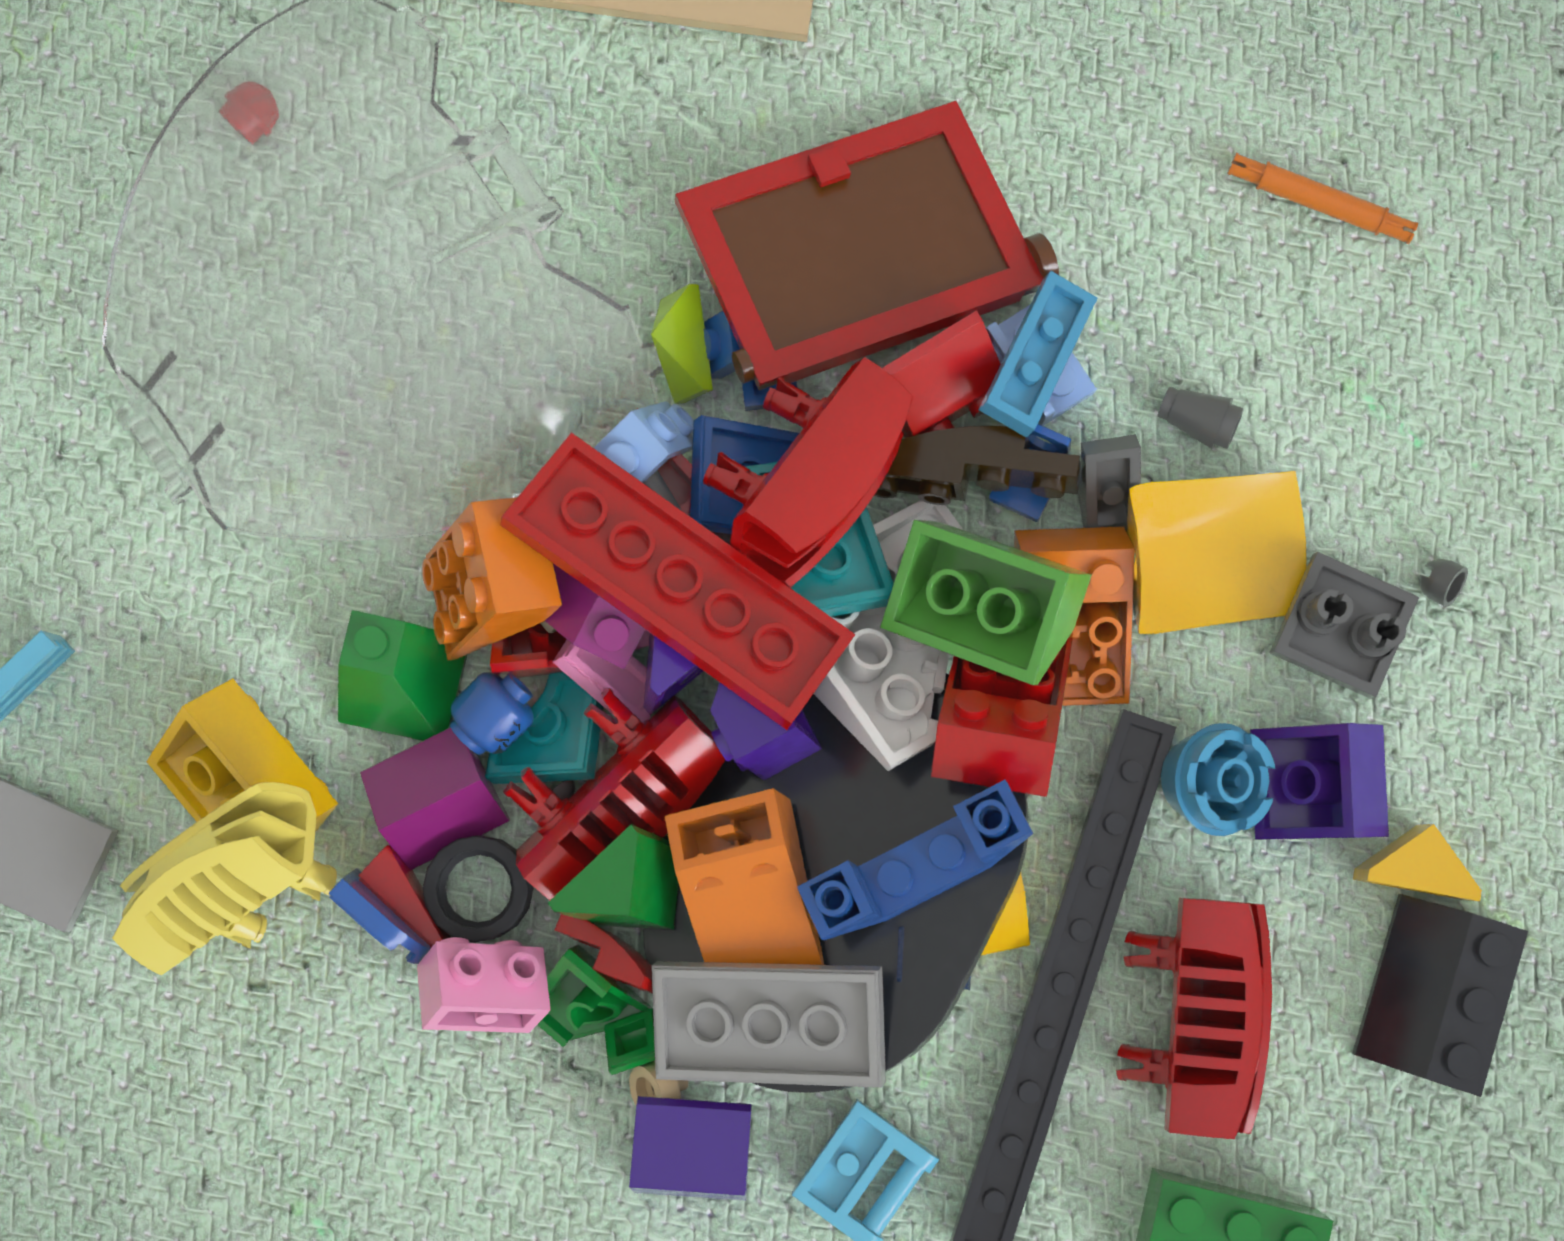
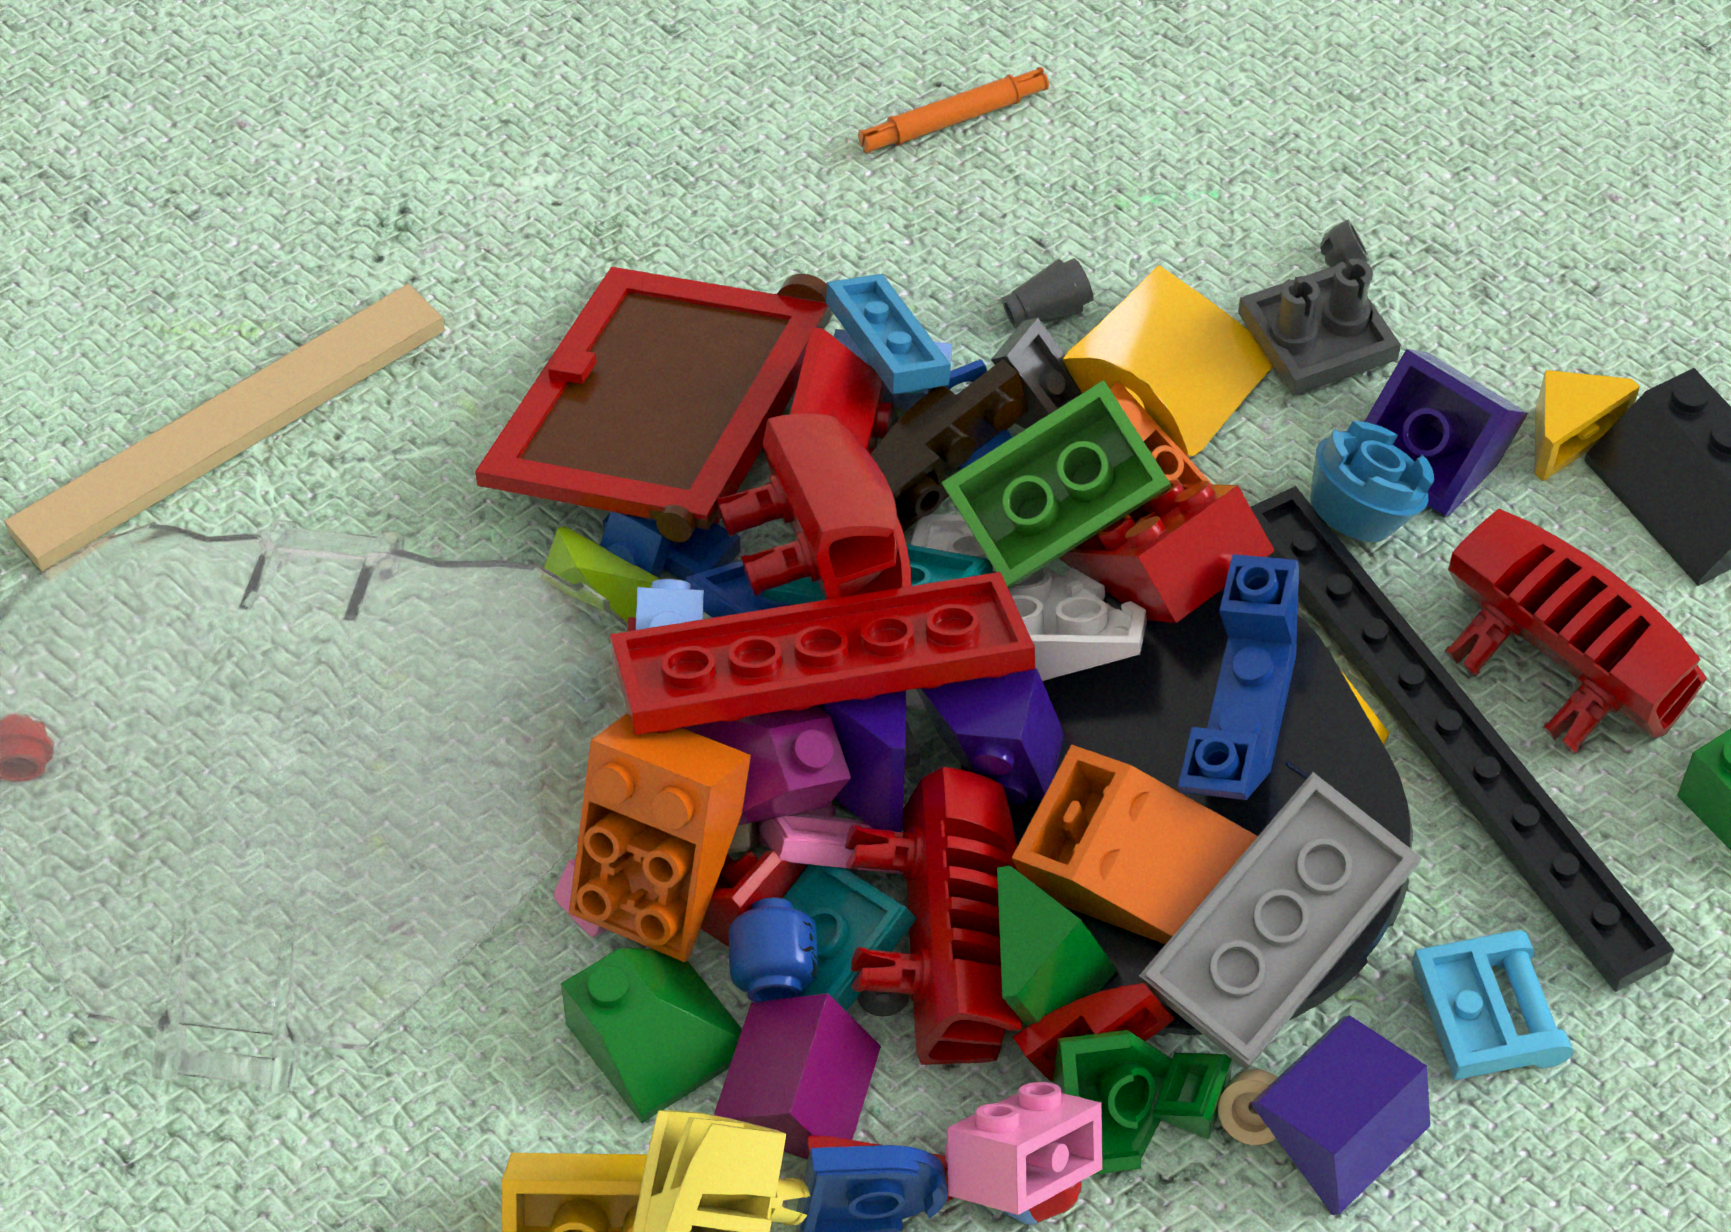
camera: 55 degrees left, 30 degrees down
(436, 896) = (912, 1063): black tyre -> none

